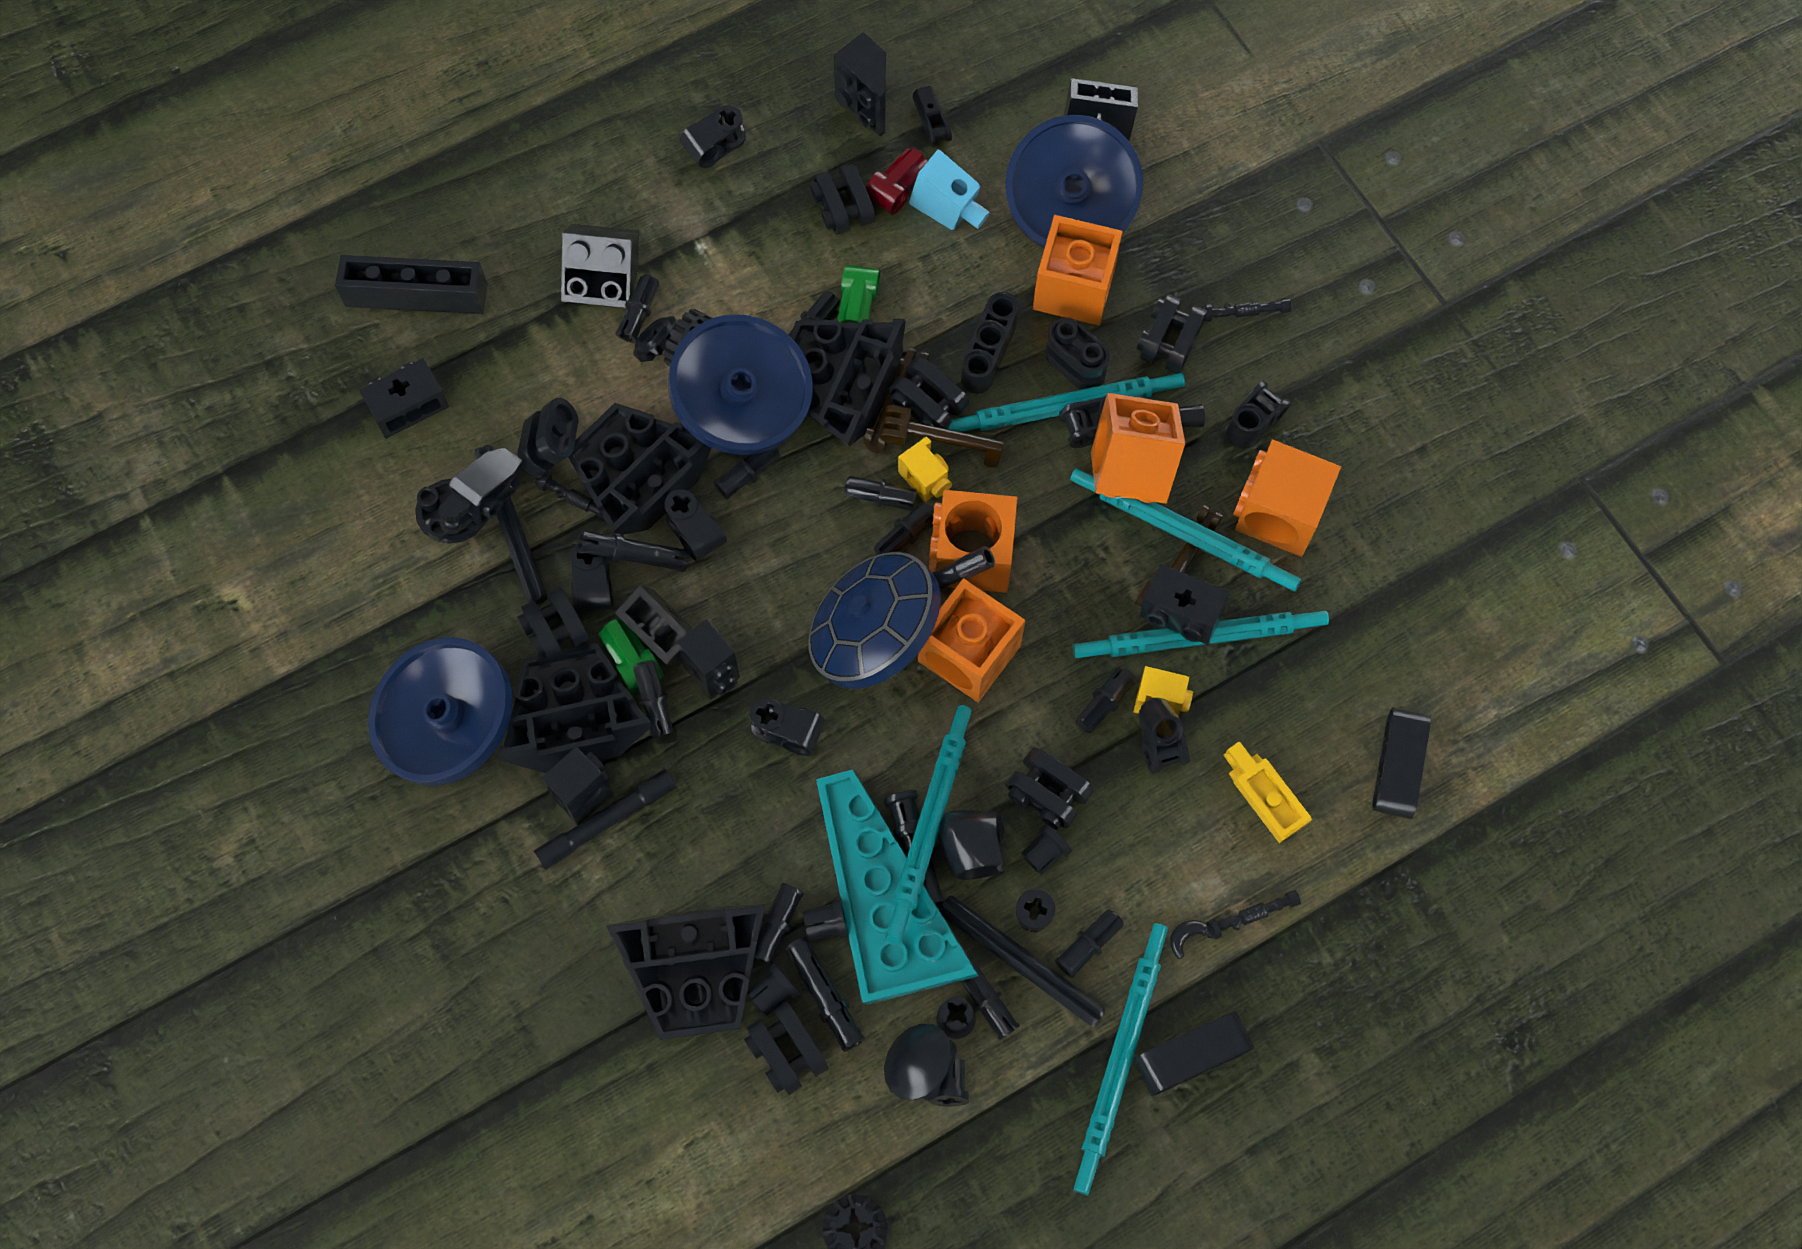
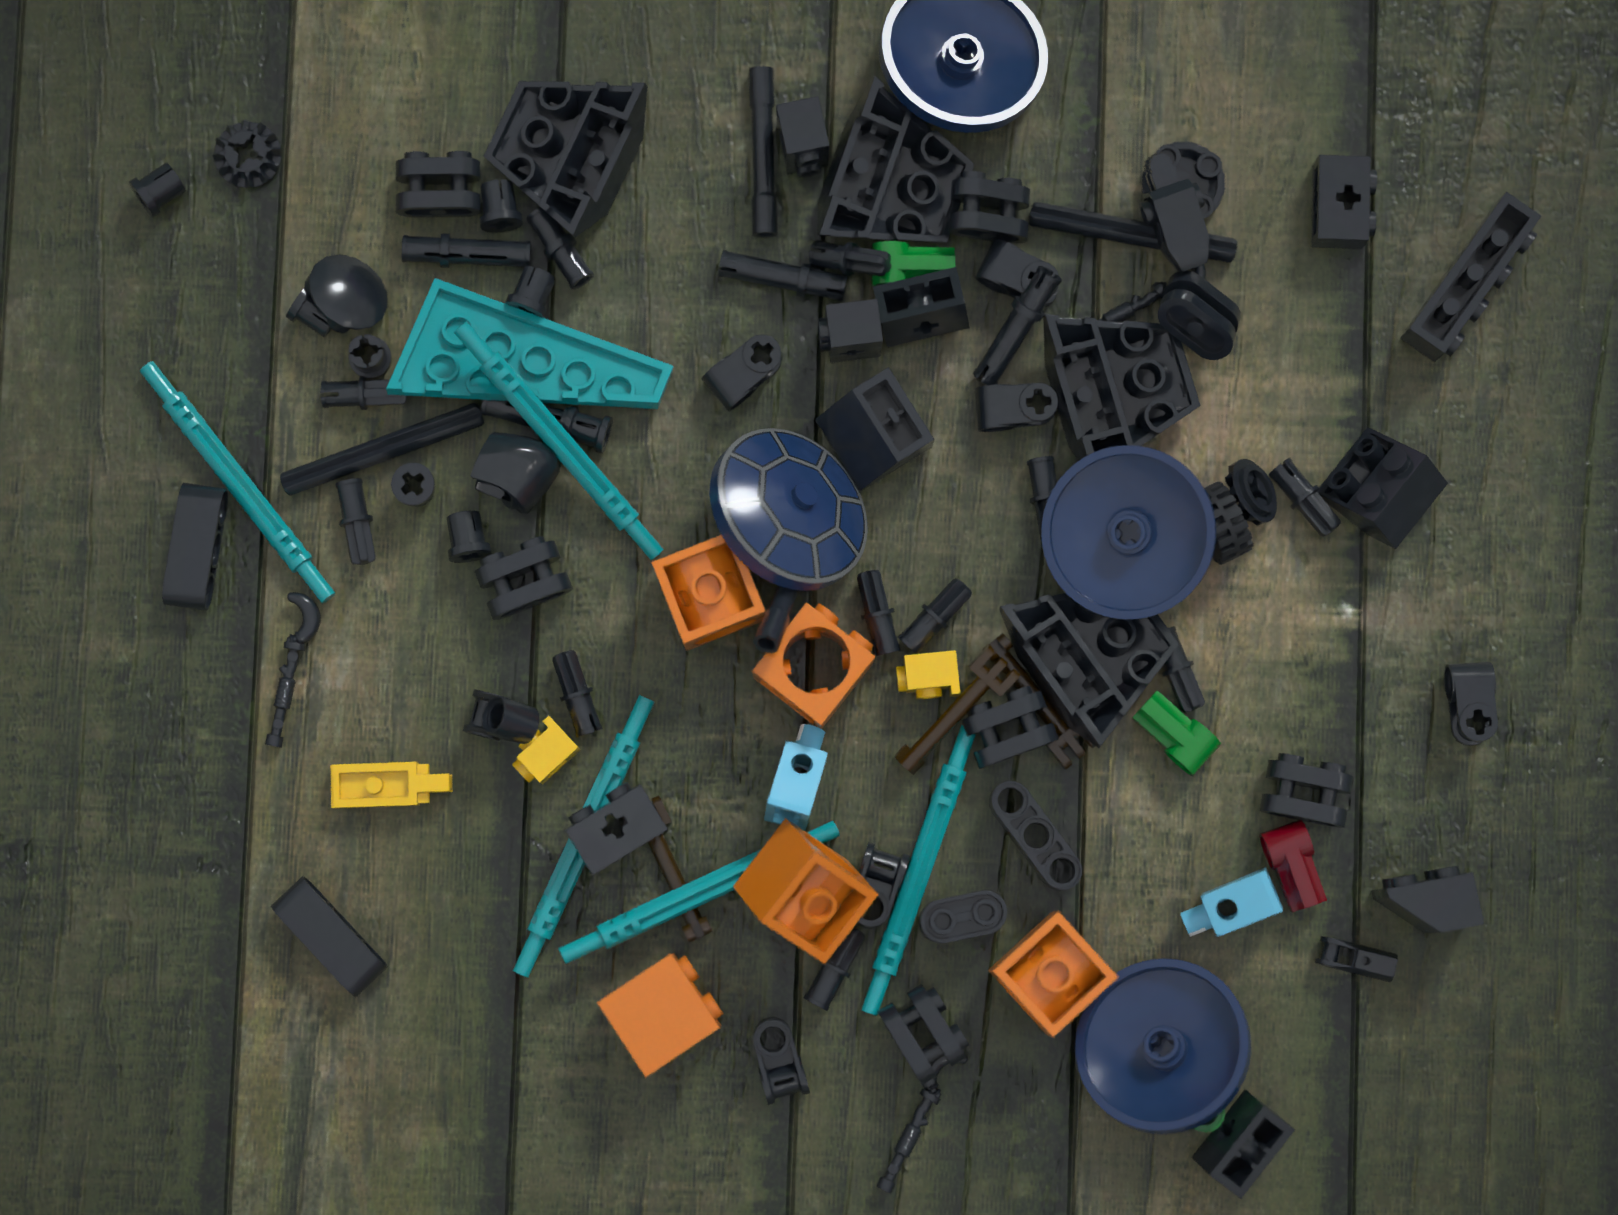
camera: 120 degrees right, 15 degrees up
(690, 731) = (783, 275): none -> black pin
(771, 605) = (875, 429): none -> black slope
(1062, 508) = (794, 792): none -> medium azure torso

